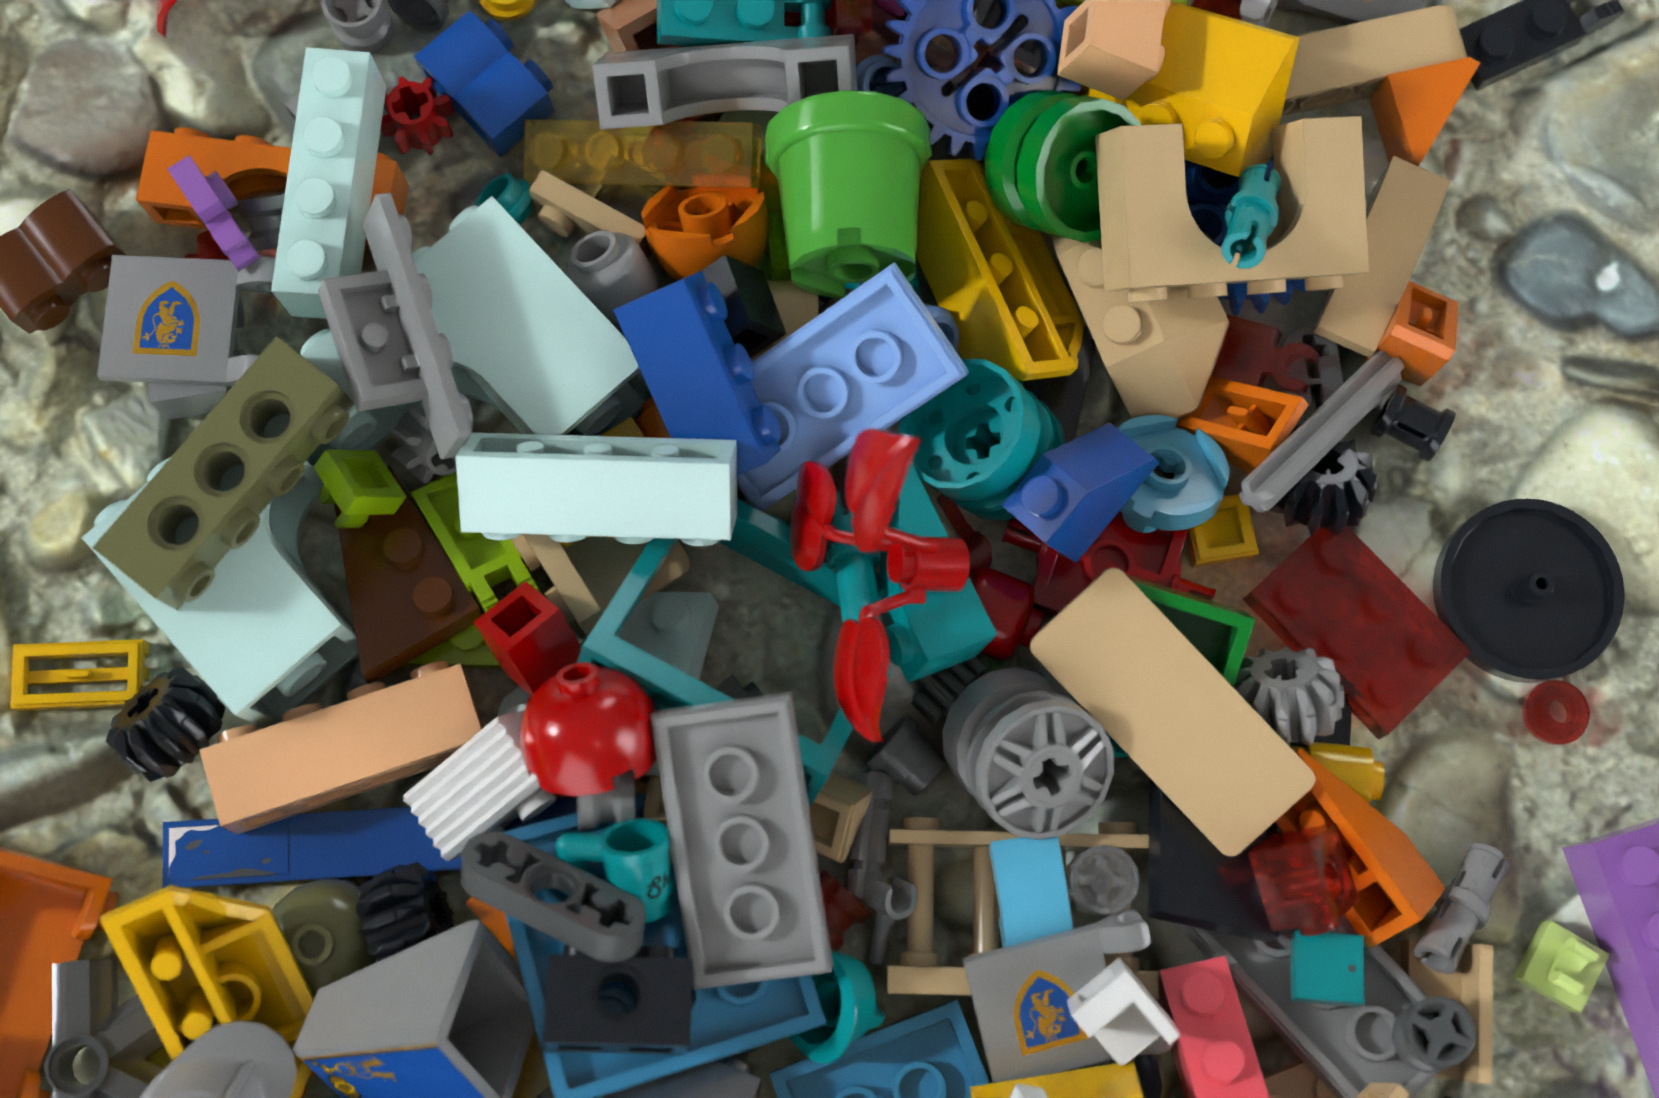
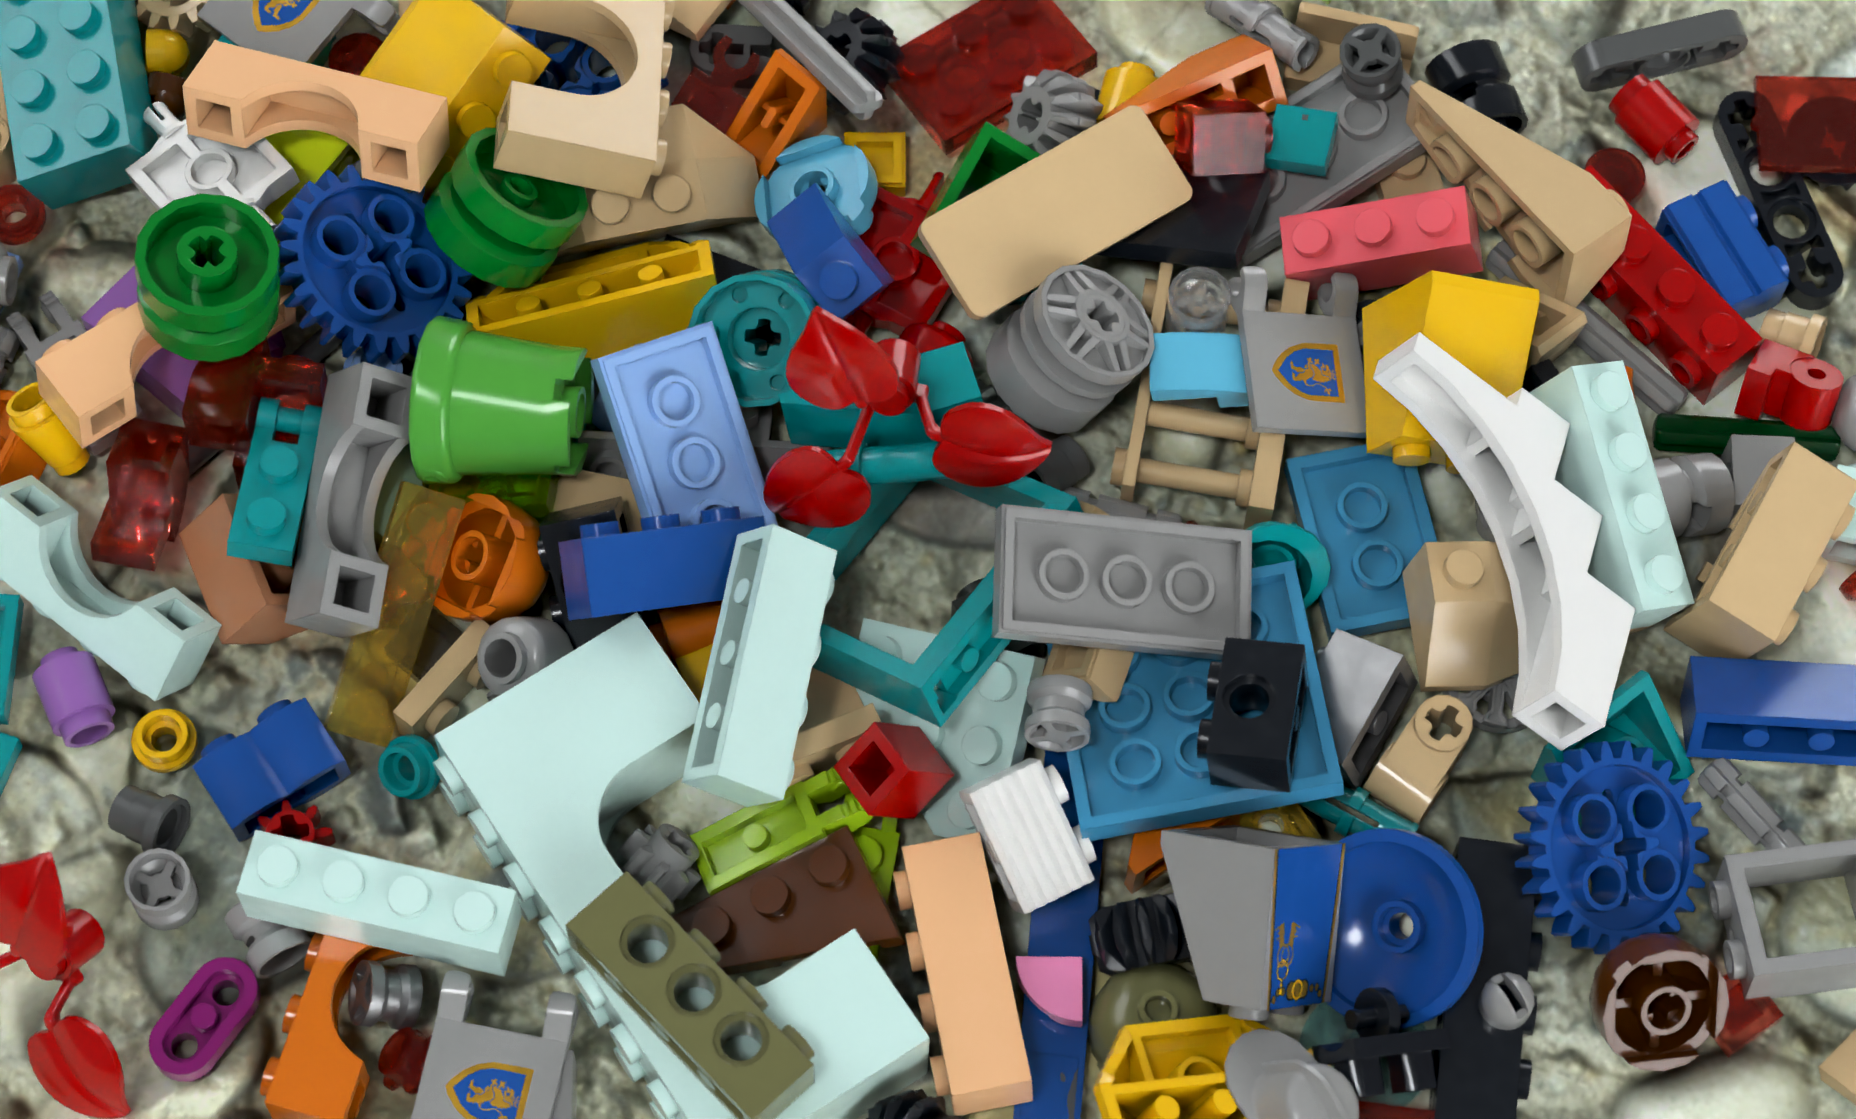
camera: 80 degrees left, 10 degrees down
(212, 203) = (378, 1024): medium lavender plate -> none
(248, 77) = (200, 1019): none -> magenta plate
(349, 837) = (1053, 986): none -> bright pink tile
(358, 485) = (711, 914): lime tile -> none
(389, 334) = (571, 827): light grey bracket -> none
(587, 730) = (1001, 700): red cylinder -> none
(594, 918) = (1119, 810): dark grey beam -> none
(633, 857) = (1134, 684): teal piece -> none
(890, 903) = (1185, 503): light grey hand -> none
(1121, 1013) = (1318, 301): white panel -> none
(1251, 216) = (602, 48): teal pin -> none

